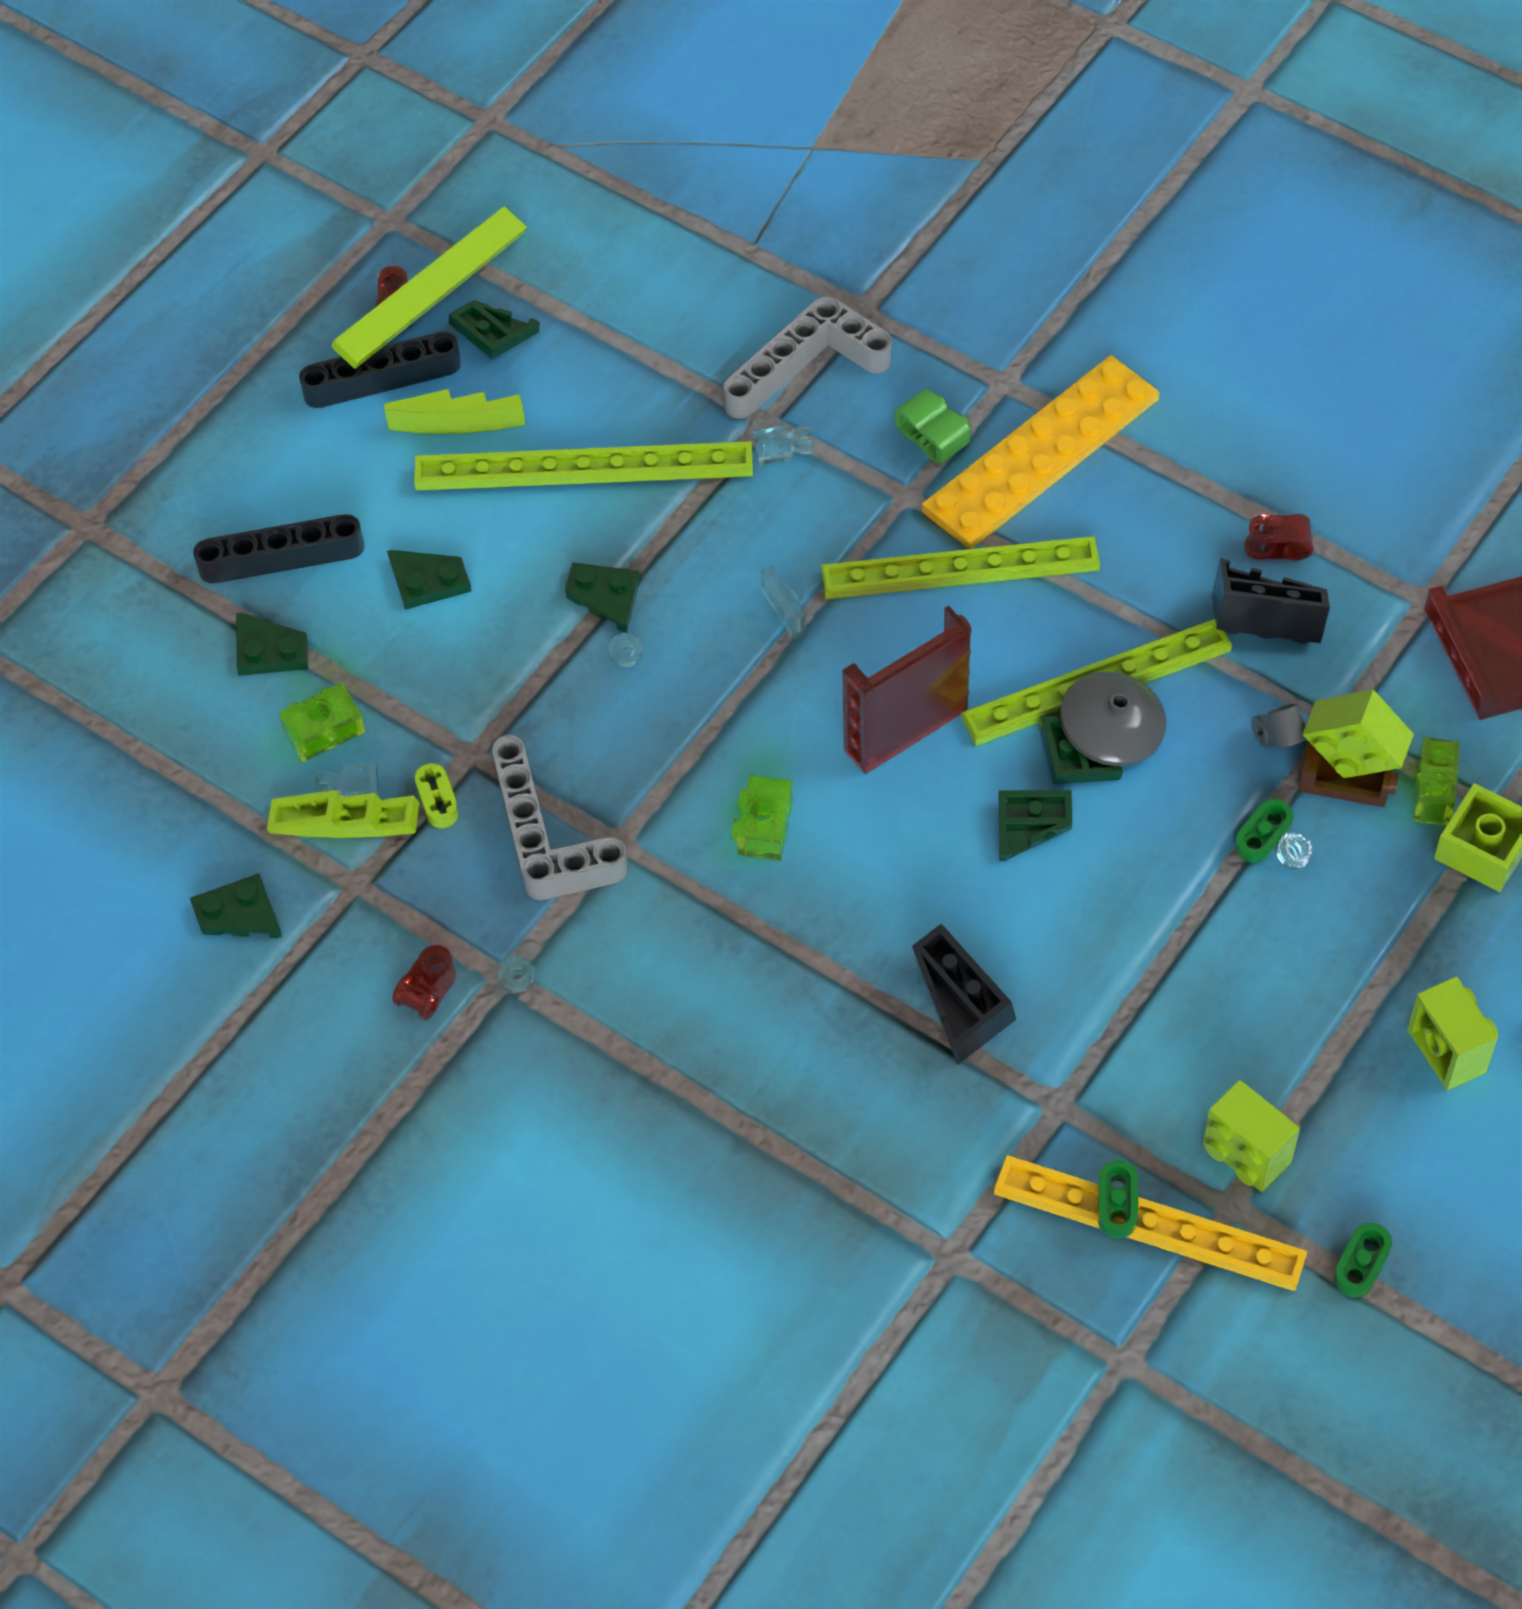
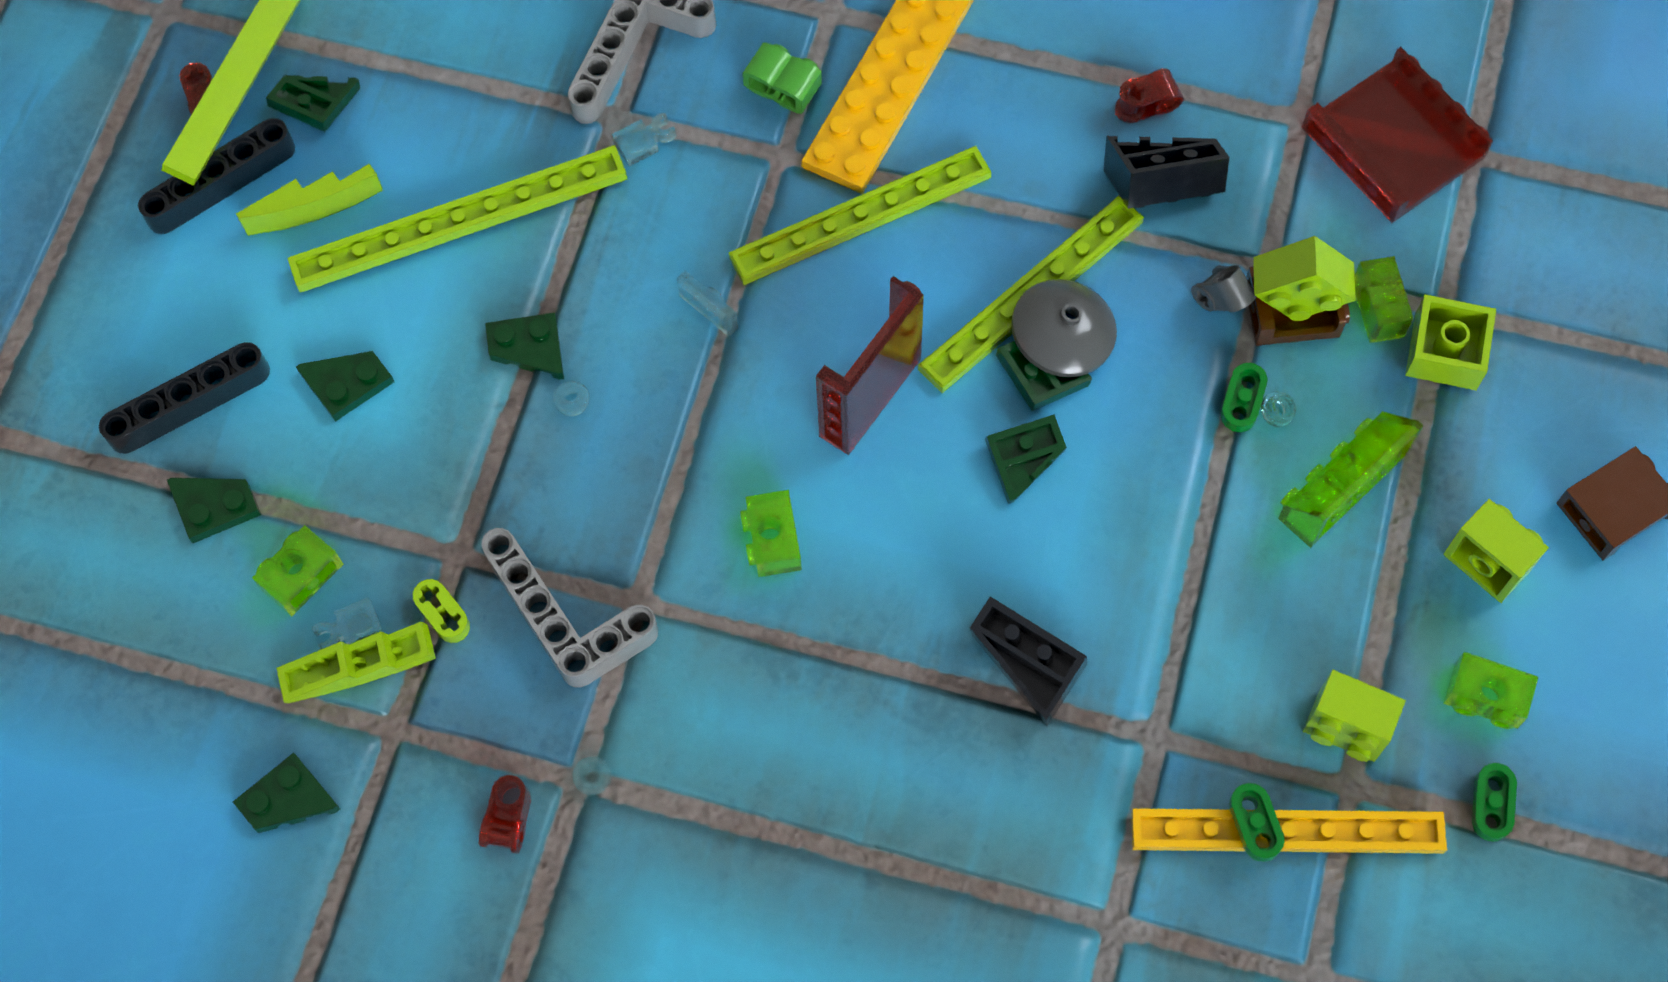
camera: 20 degrees left, 10 degrees up
(1337, 929) = (1348, 476): none -> clear neon green slope
(1393, 1141) = (1512, 687): none -> clear neon green brick

